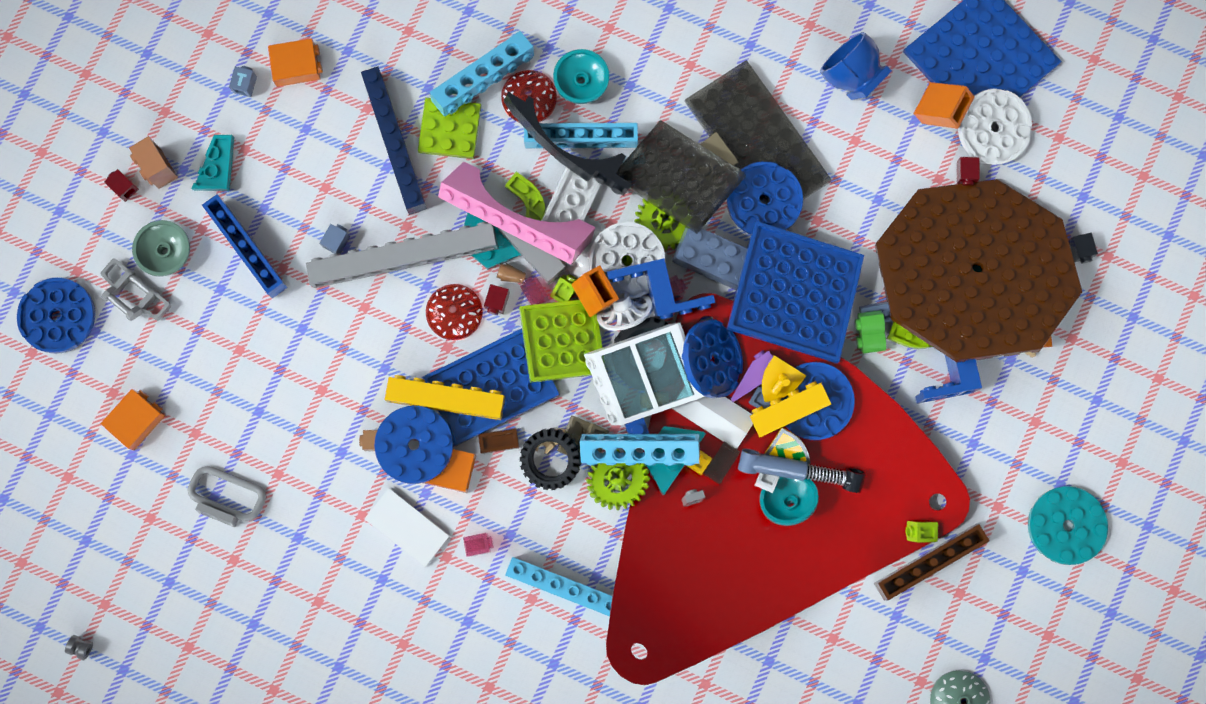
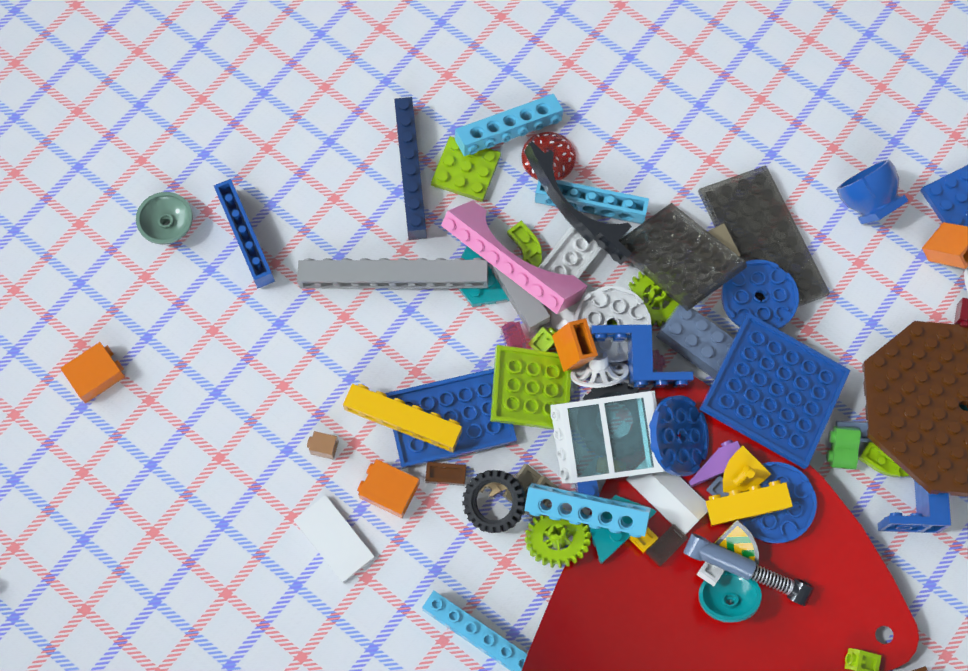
camera: 10 degrees right, 10 degrees down
(36, 312) = (57, 275): blue plate -> none
(120, 185) = (142, 154): dark red brick -> none
(131, 314) = (110, 247): light grey bar -> none
(152, 162) = (177, 139): nougat brick -> none
(217, 167) = (237, 157): teal wing -> none
(219, 511) = (153, 481): light grey bar -> none
(243, 81) = (281, 86): sand blue brick -> none
(295, 62) = (334, 79): orange brick -> none
(335, 239) = (332, 245): sand blue brick -> none
(434, 444) = (364, 476): blue plate -> none
(461, 322) = (434, 350): clear red dish -> none
(478, 544) = (401, 571): clear pink brick -> none
(496, 299) = (474, 336): dark red brick -> none
(510, 274) = (494, 314): medium nougat cone -> none
(581, 65) = (603, 137): teal dish -> none
(693, 497) = (631, 572): light grey plate -> none

